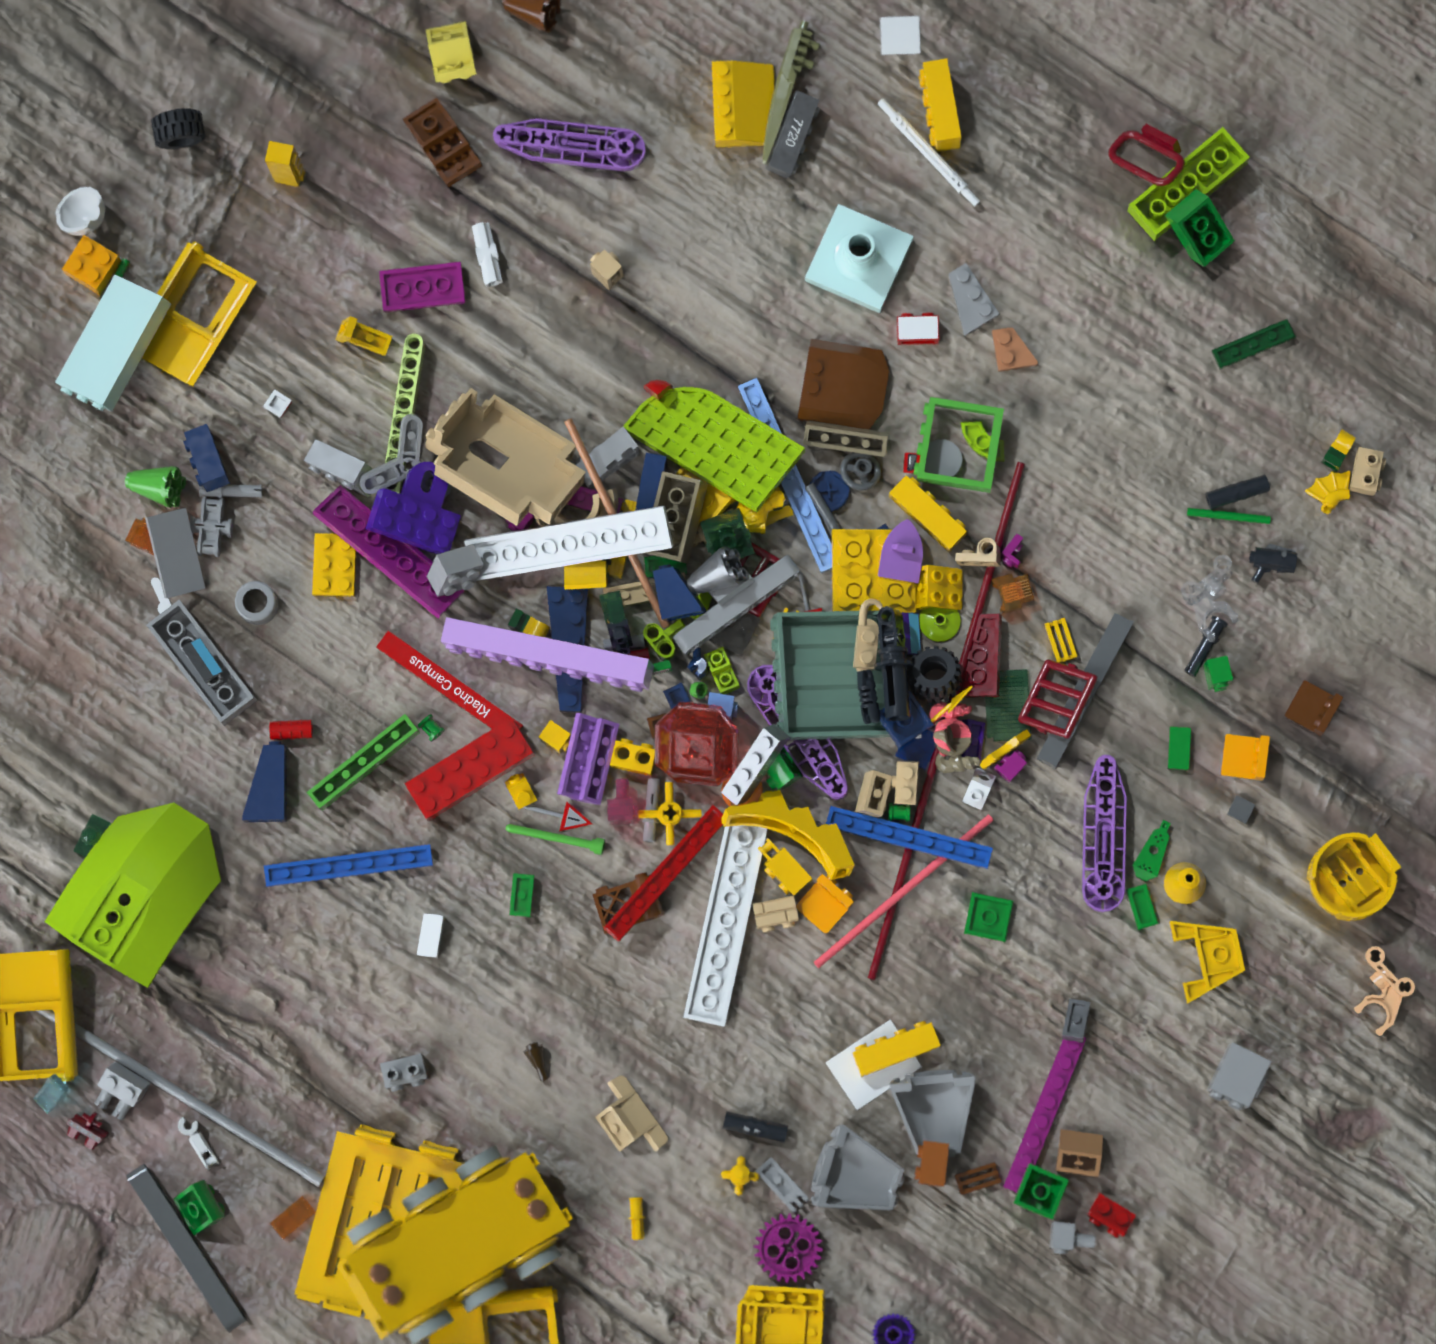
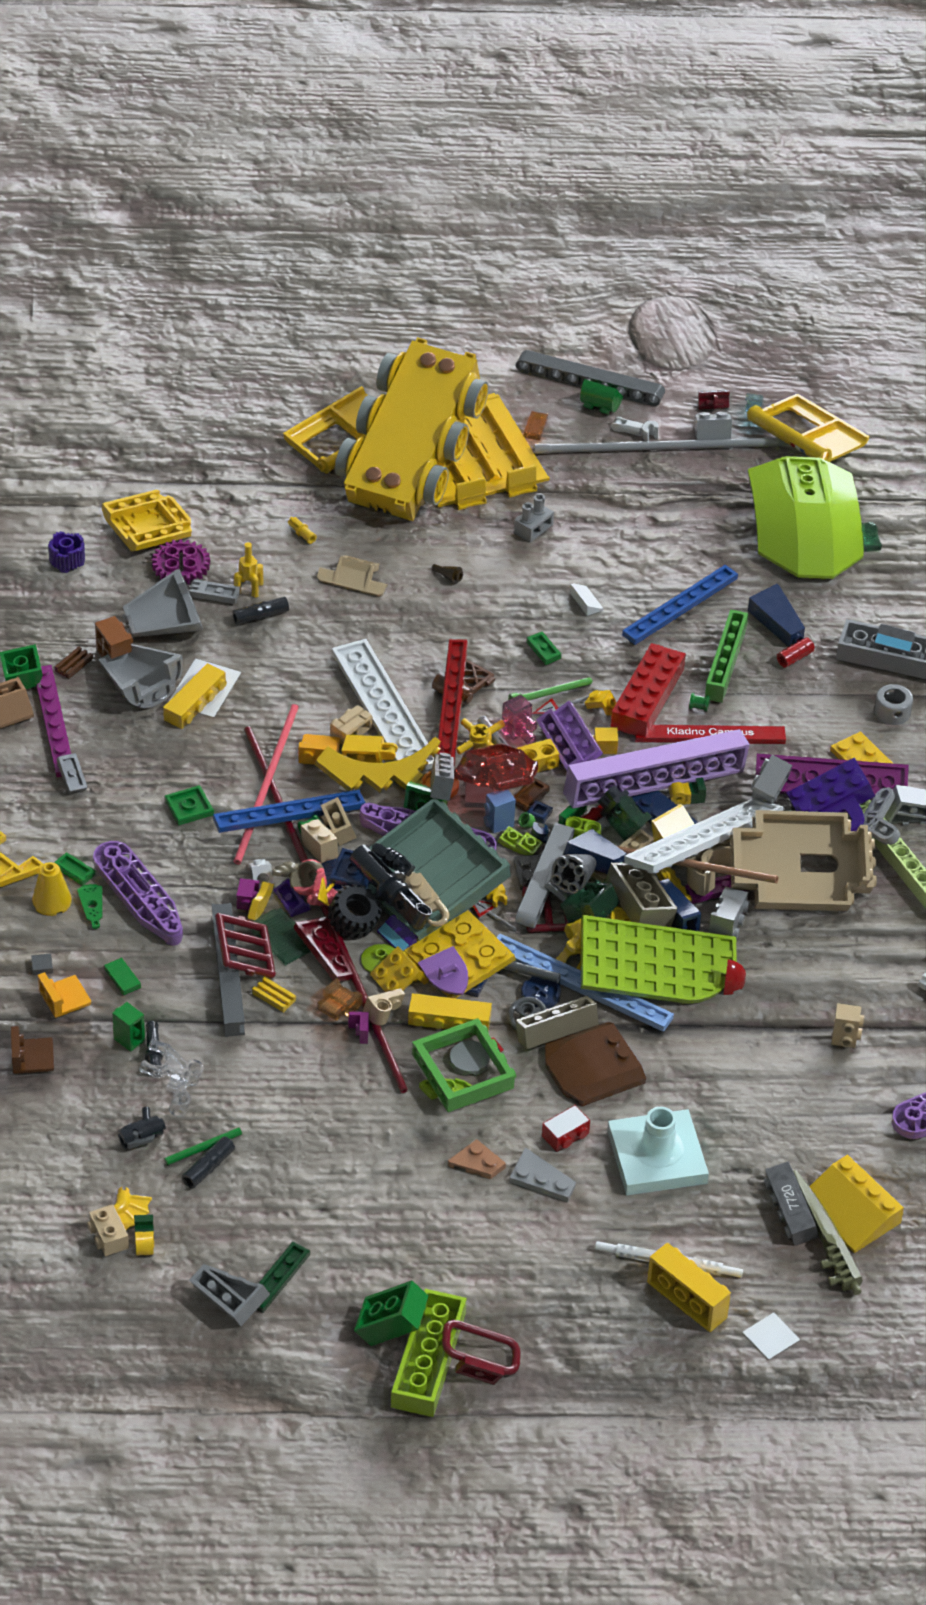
camera: 135 degrees right, 35 degrees down
(1311, 342) = (229, 1293): none -> light grey wedge

